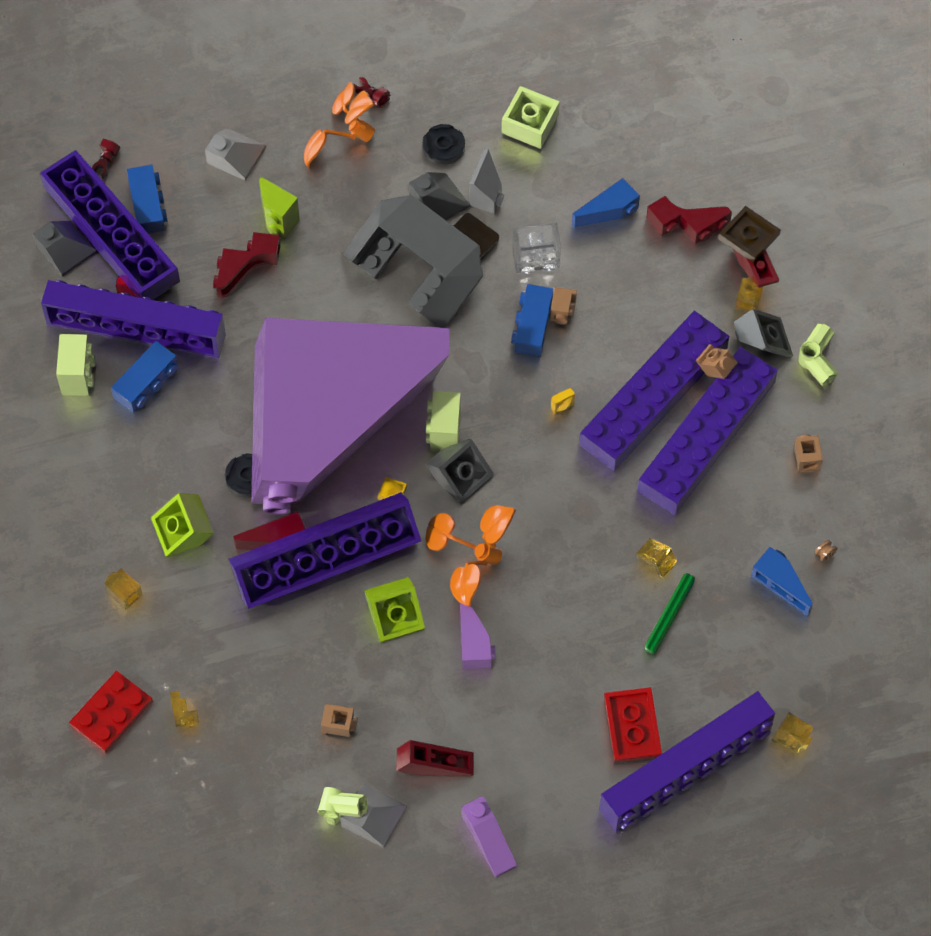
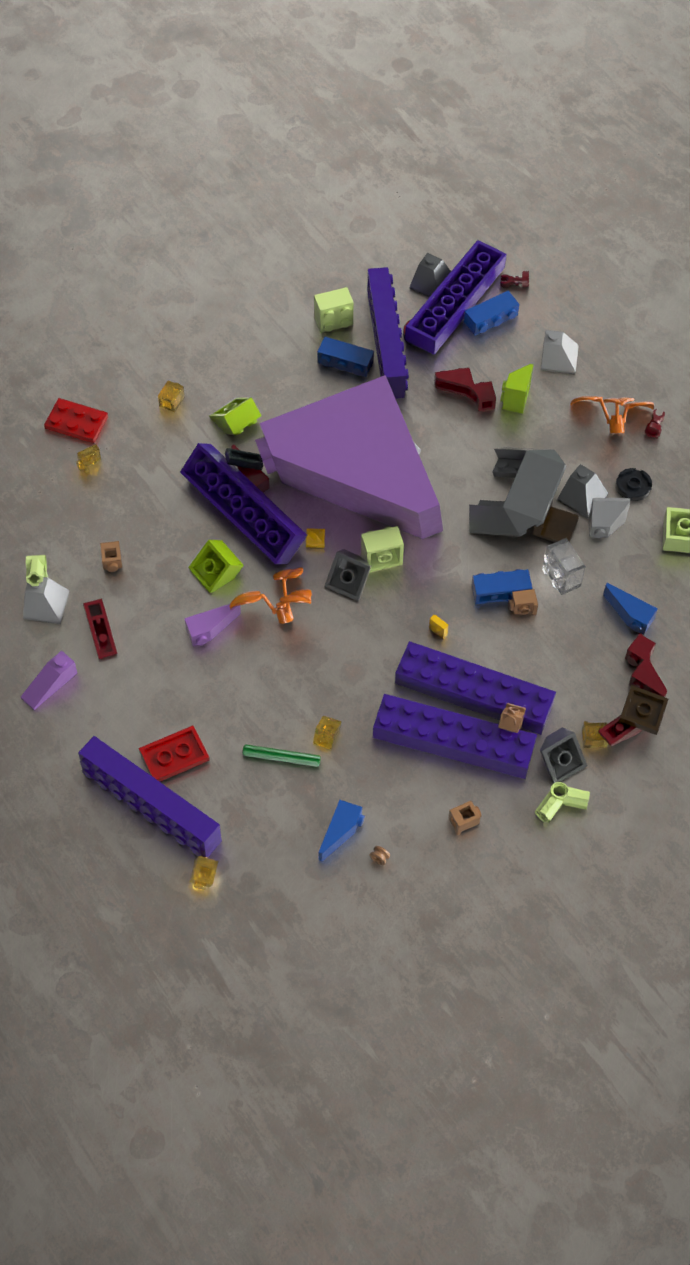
camera: 70 degrees right, 5 degrees down
(266, 528) = (244, 459): none -> black tile

